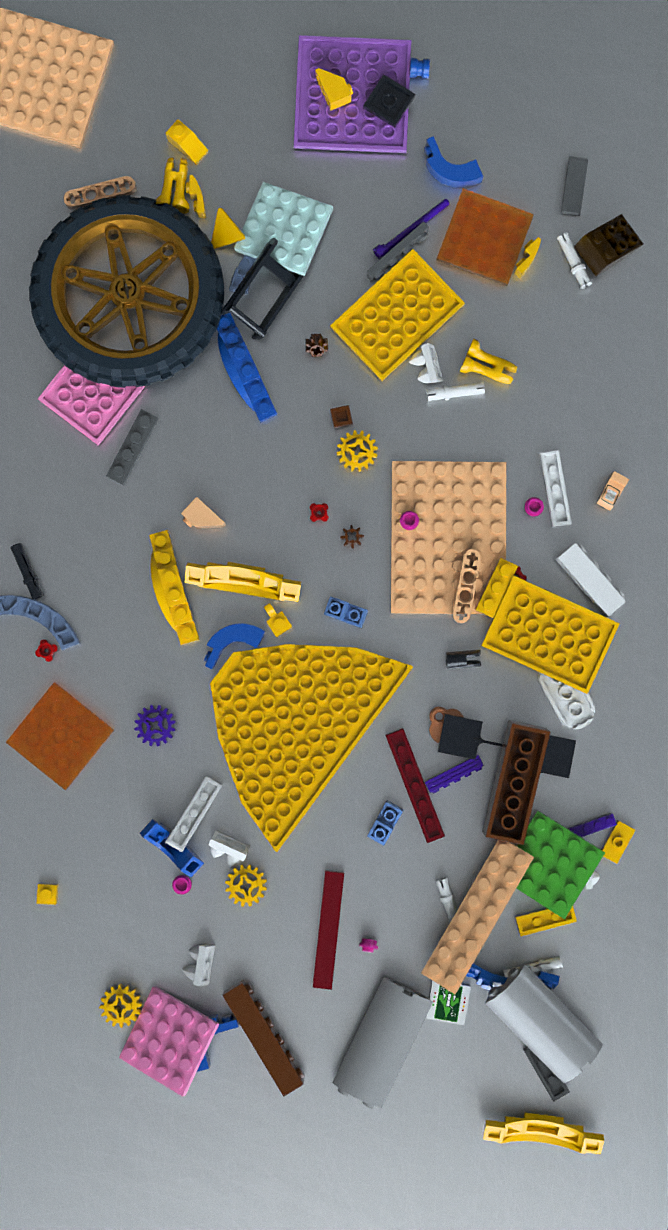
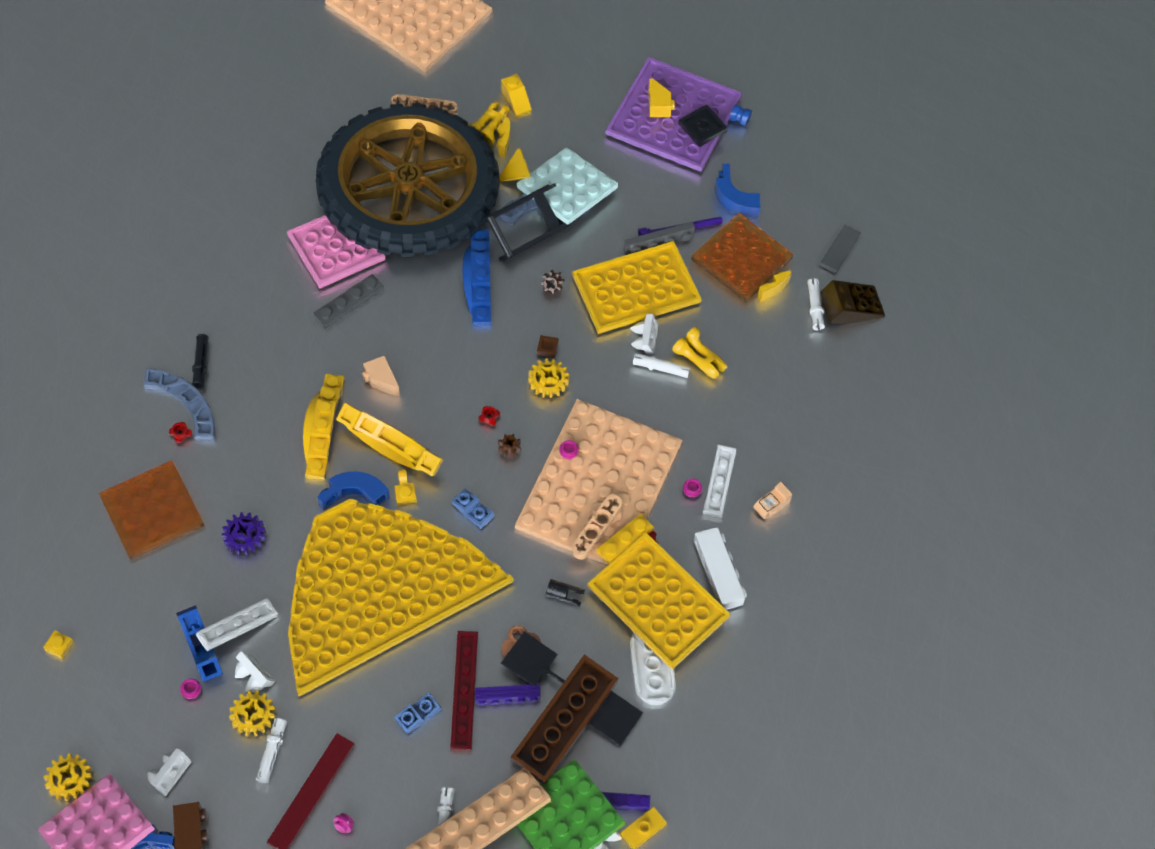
camera: 15 degrees right, 25 degrees down
(276, 901) = (274, 741): none -> white pin

